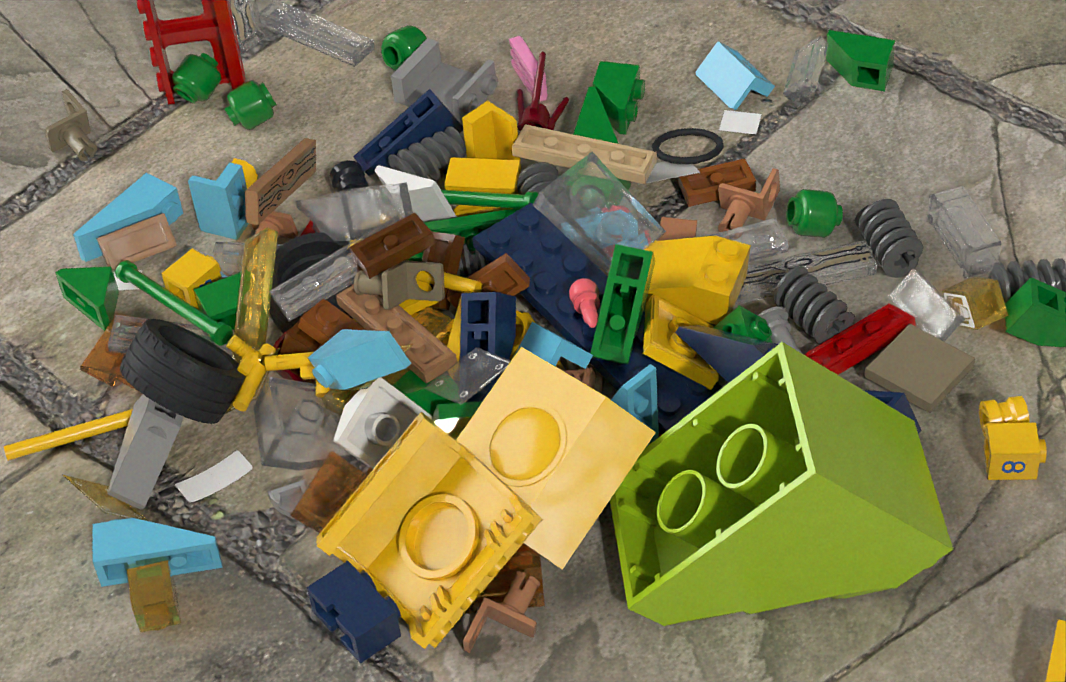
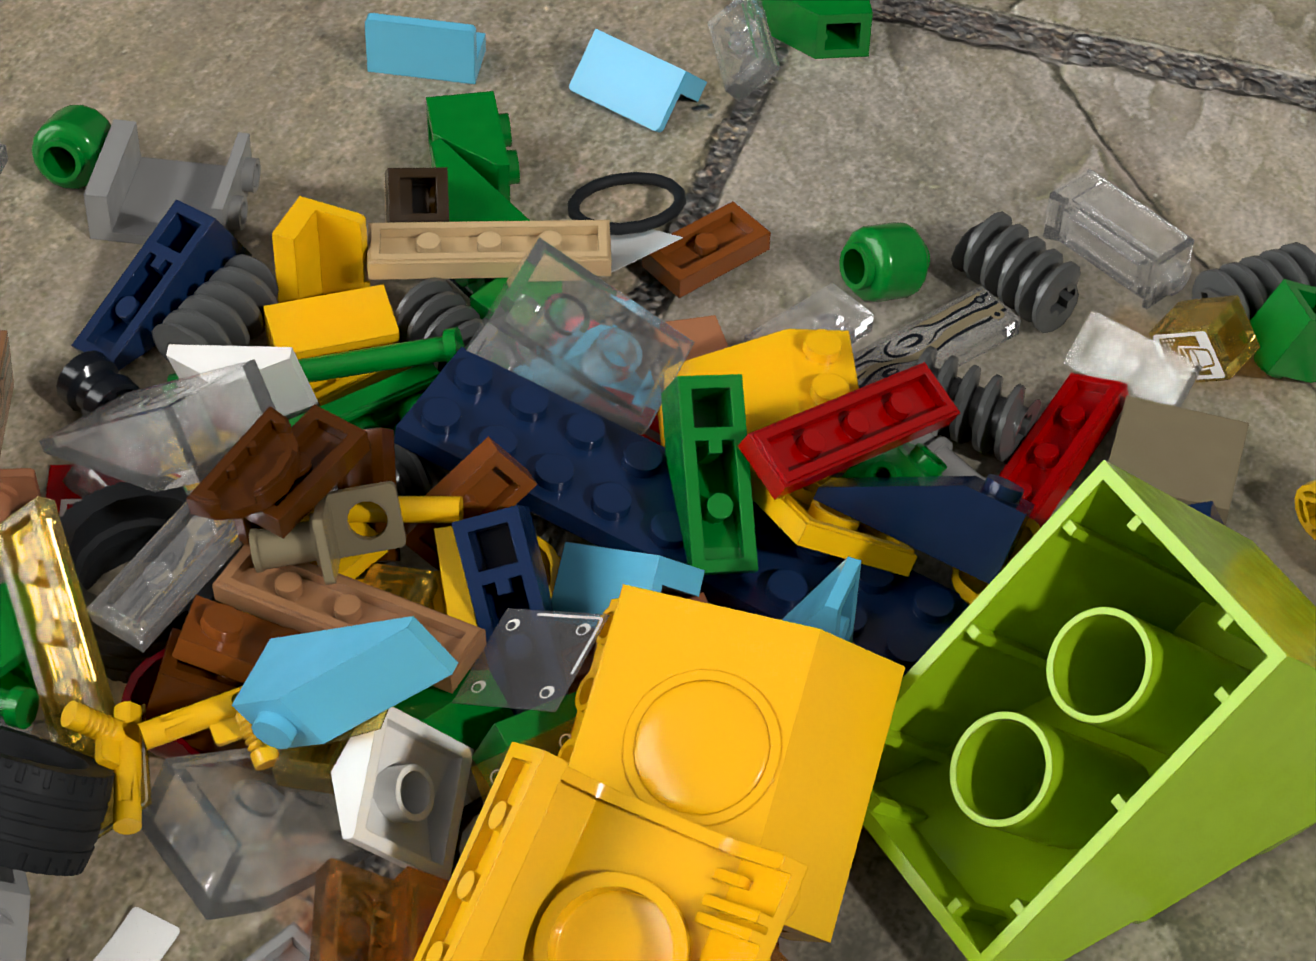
camera: 30 degrees left, 0 degrees up
(364, 239) = (251, 473): none -> reddish brown tile
(526, 65) = (302, 136): bright pink tile -> none
(537, 113) = (355, 197): dark red plant -> none
(558, 114) = (416, 195): none -> dark brown leg
(586, 301) = (644, 485): coral bar -> none
(623, 33) = (423, 48): none -> medium azure panel
(713, 299) = (848, 430): none -> red tile
(740, 122) = (679, 149): white sticker -> none
(745, 203) = (769, 273): nougat bracket -> none

